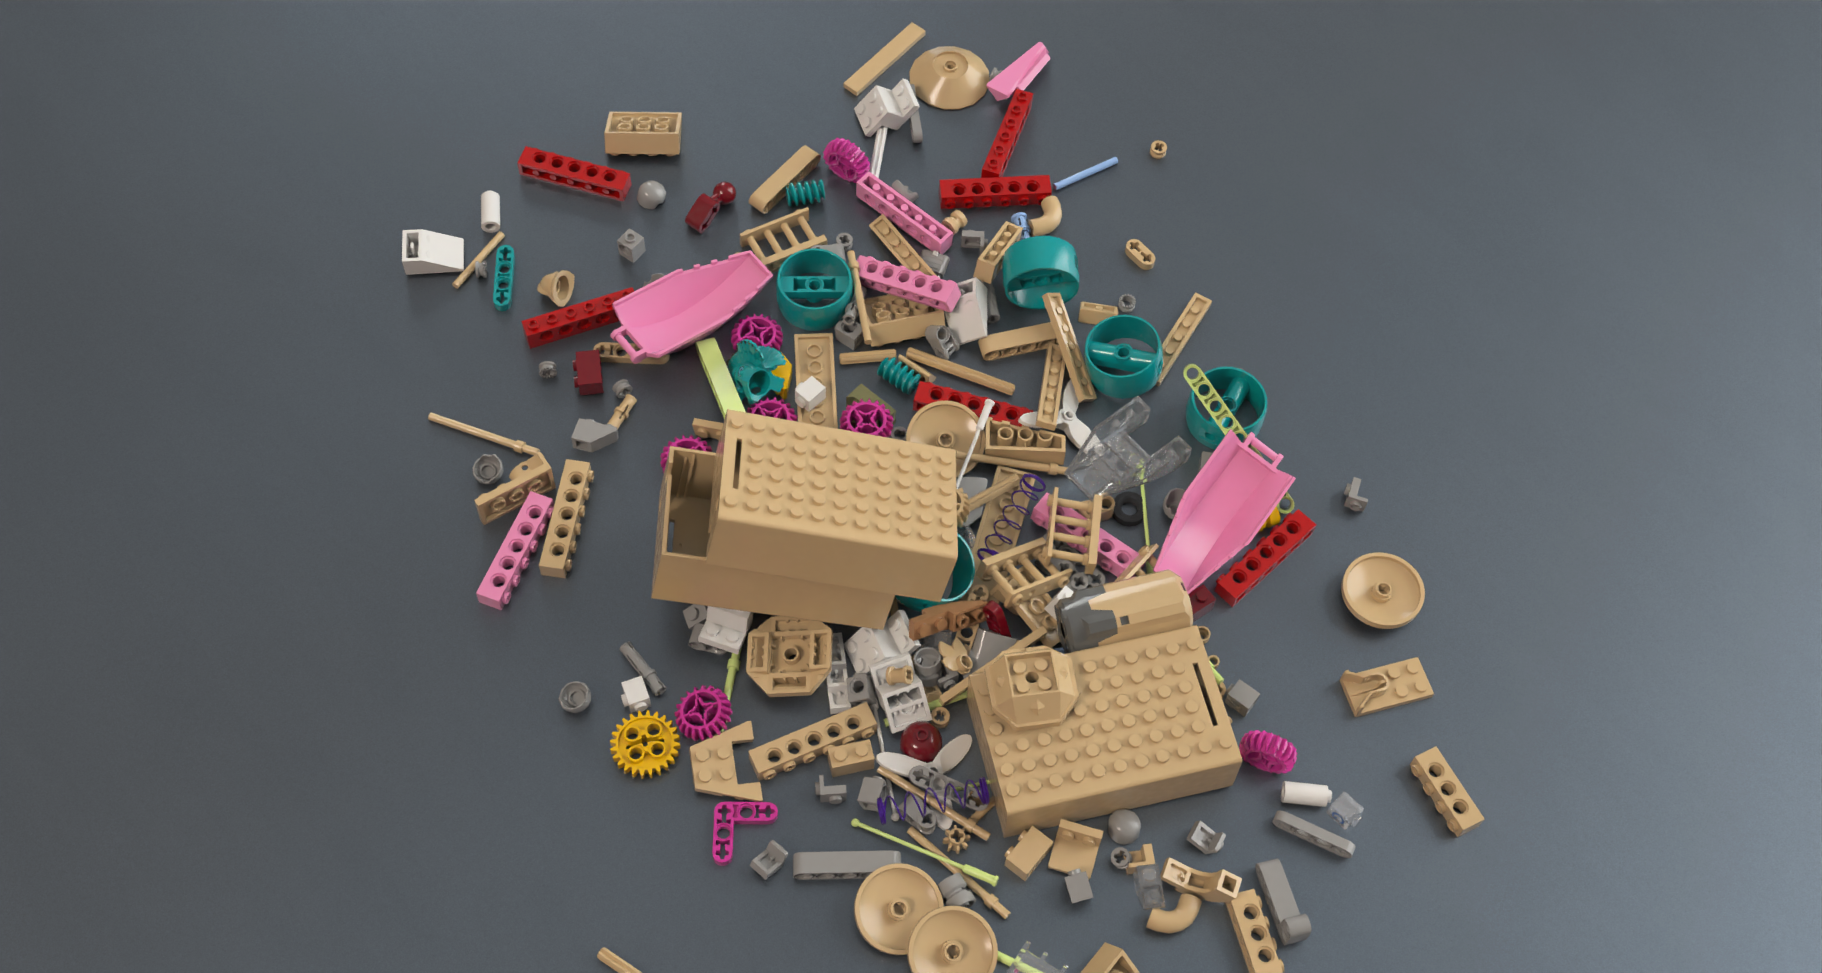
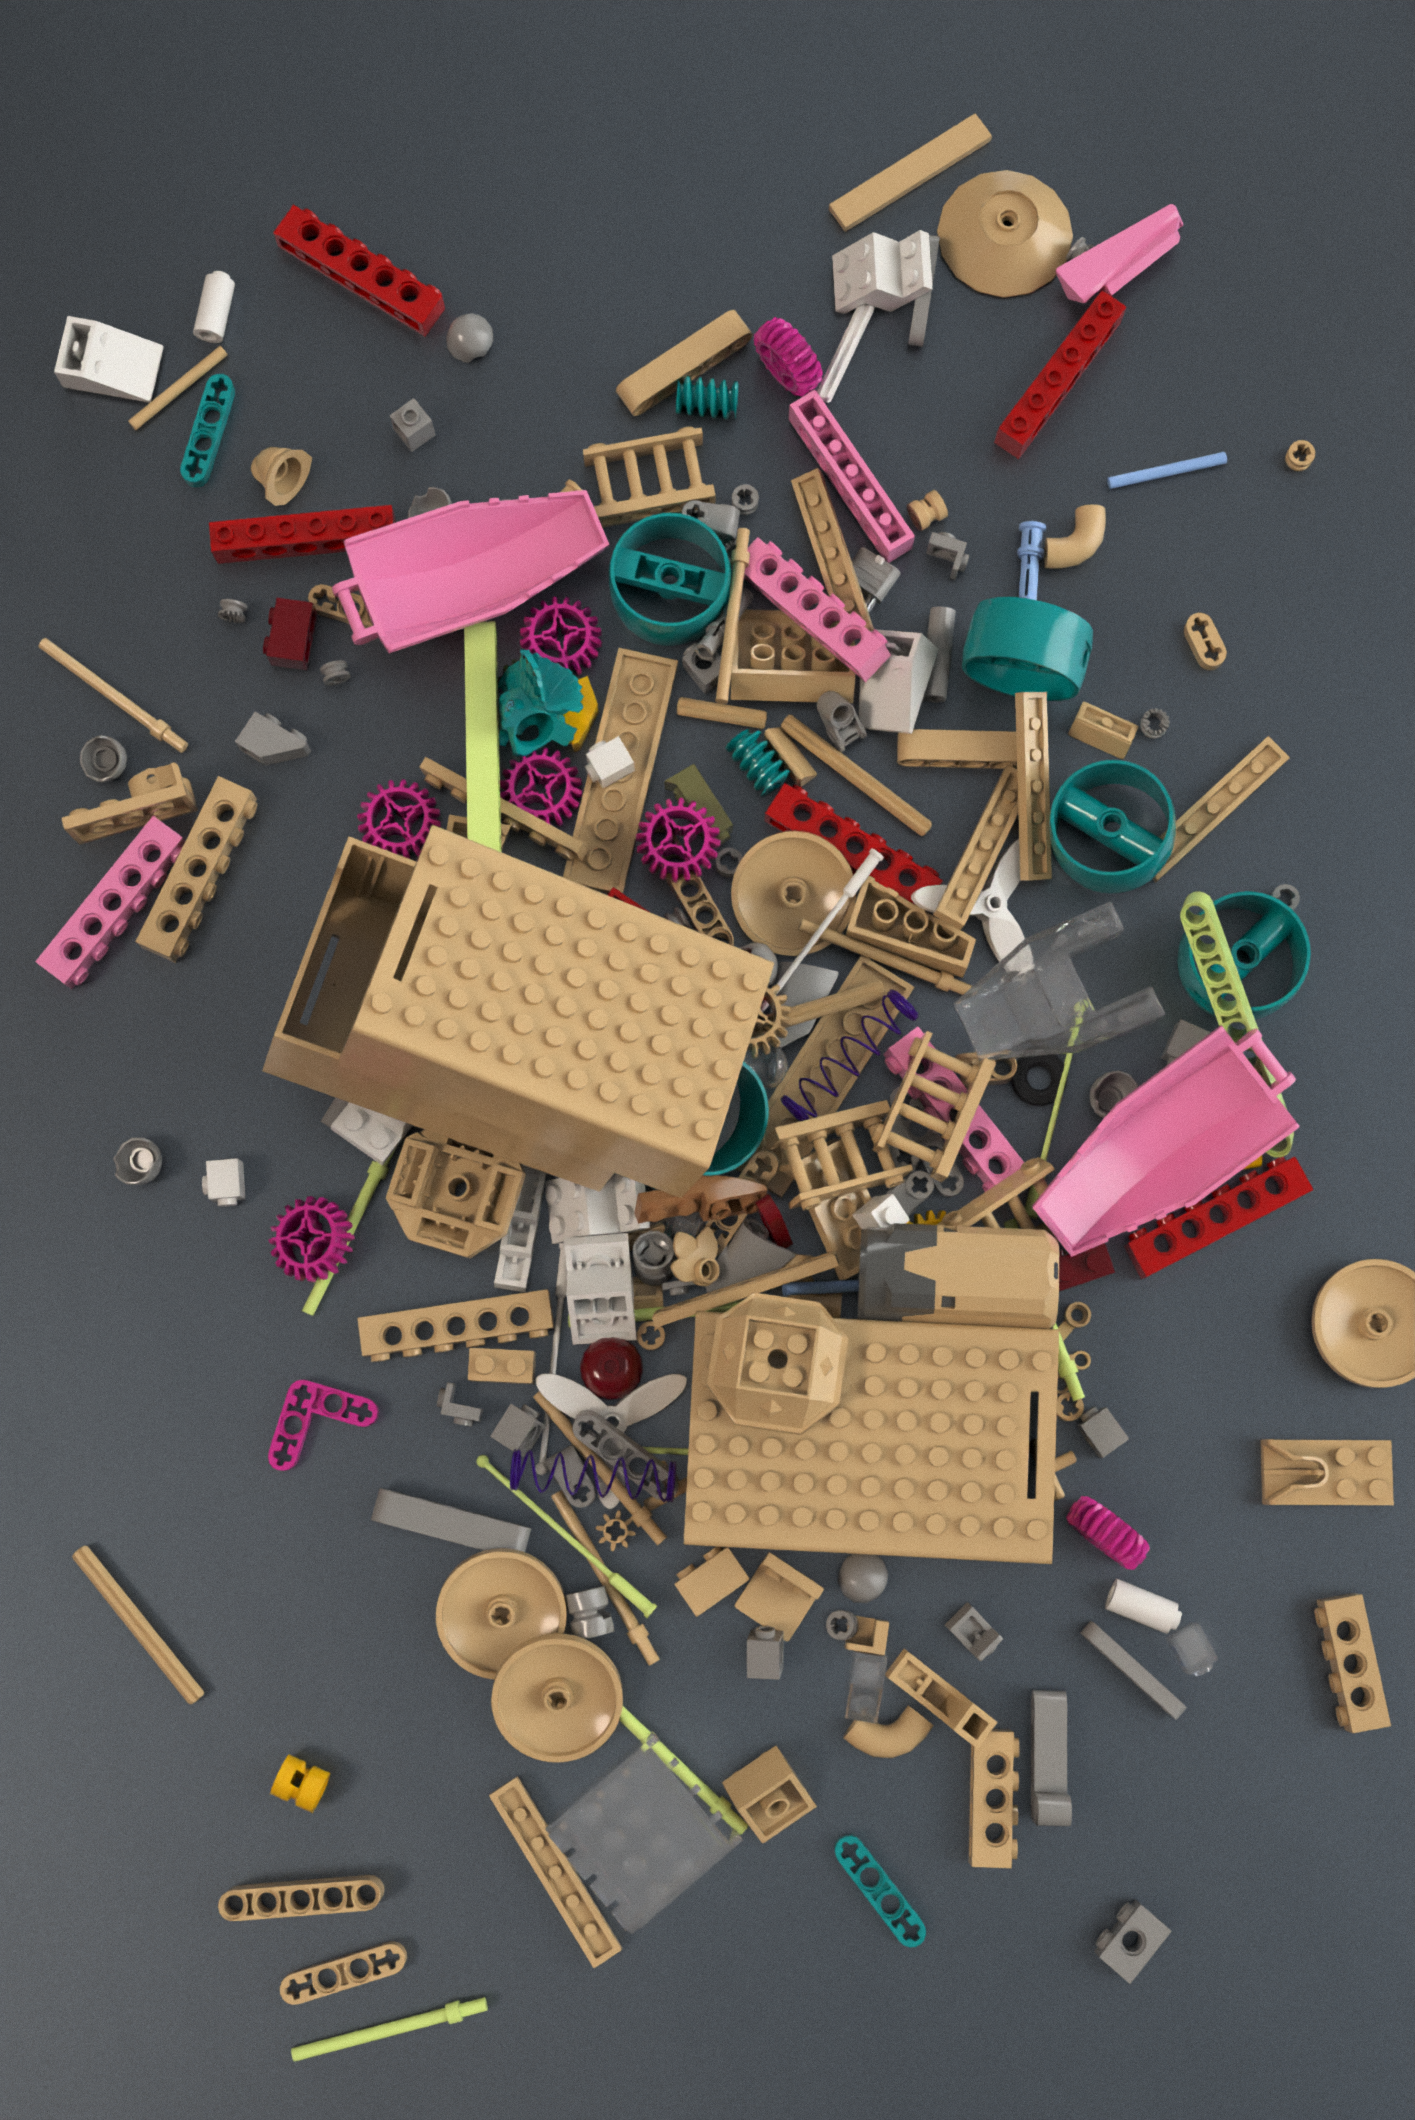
camera: 20 degrees right, 20 degrees up
(480, 269) = (175, 408): light grey bush -> none
(622, 411) = (324, 712): tan pin -> none
(639, 664) = (250, 1152): light grey pin -> none
(643, 133) = (486, 220): tan slope -> none
(648, 761) = (215, 1289): yellow gear -> none
(707, 207) = (547, 386): dark red beam -> none
(715, 767) = (307, 1322): tan wing -> none
(769, 860) = (344, 1487): light grey bracket -> none
(866, 695) = (534, 1268): light grey brick -> none
(899, 675) = (601, 1271): tan bush -> none
(903, 190) = (865, 441): light grey hair -> none
(991, 259) = (977, 584): tan brick -> none
(994, 191) = (1024, 463): red brick -> none
(1352, 500) = (1391, 1144): light grey bracket -> none

